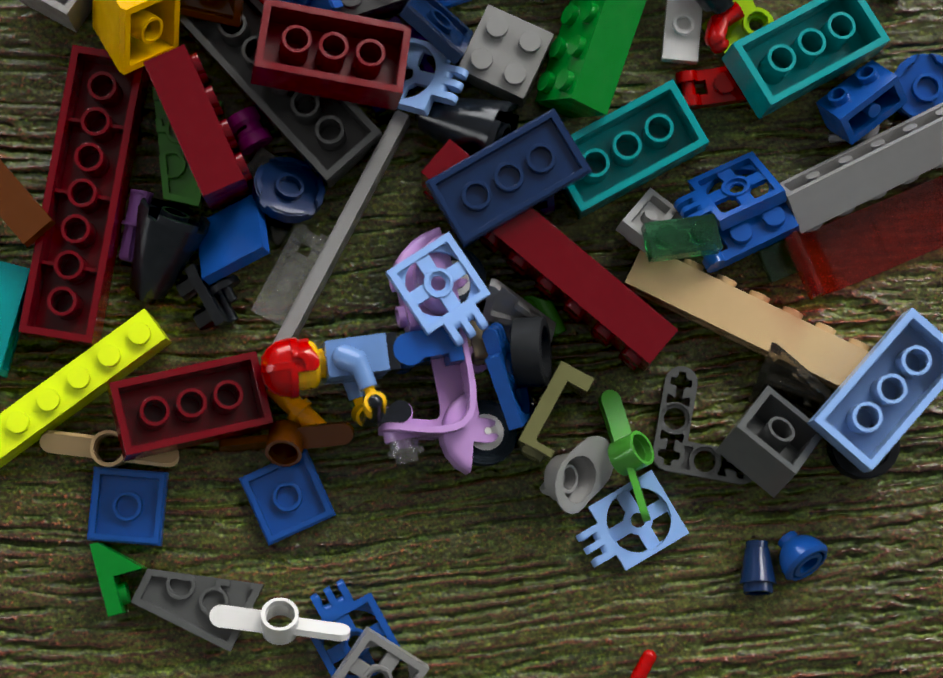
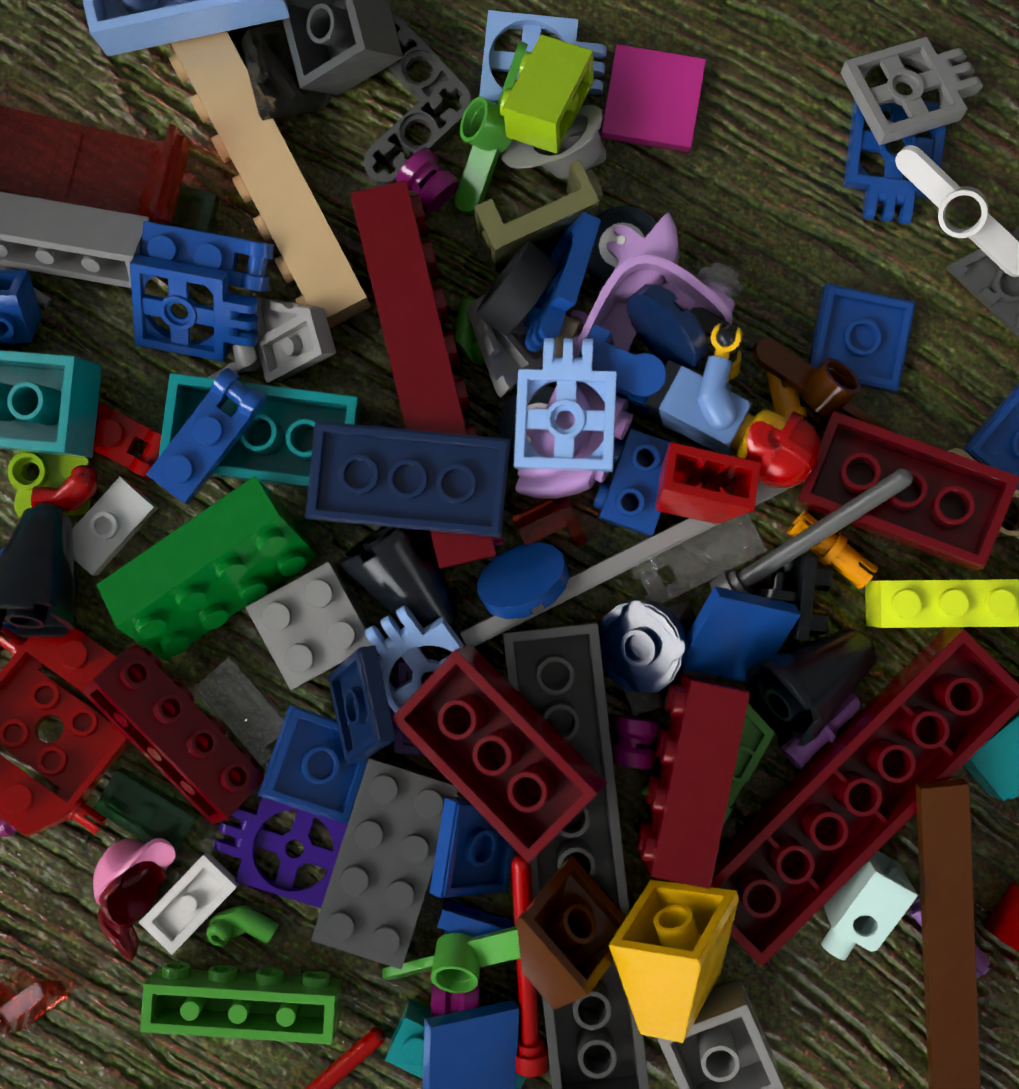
camera: 145 degrees left, 5 degrees up
(30, 133) = (867, 906): none -> light aqua torso
(208, 343) = (837, 553): none -> light orange pin
(254, 277) = (816, 533): none -> dark grey piece
(321, 309) = (697, 484): none -> red torso
(364, 293) = (633, 487): none -> blue brick
(393, 177) = (523, 580): none -> blue tile
(407, 227) = (547, 519): none -> clear red tile
(416, 389) = (666, 328): none -> dark blue tile
(539, 556) = (653, 98): none -> dark pink tile
(605, 494) = (547, 93): none -> lime brick
(652, 391) = (428, 179): none -> magenta wheel
(654, 116) = (206, 437): none -> blue plate
(675, 190) = (246, 360): none -> light grey hand
(681, 238) = (274, 290): clear green plate -> none

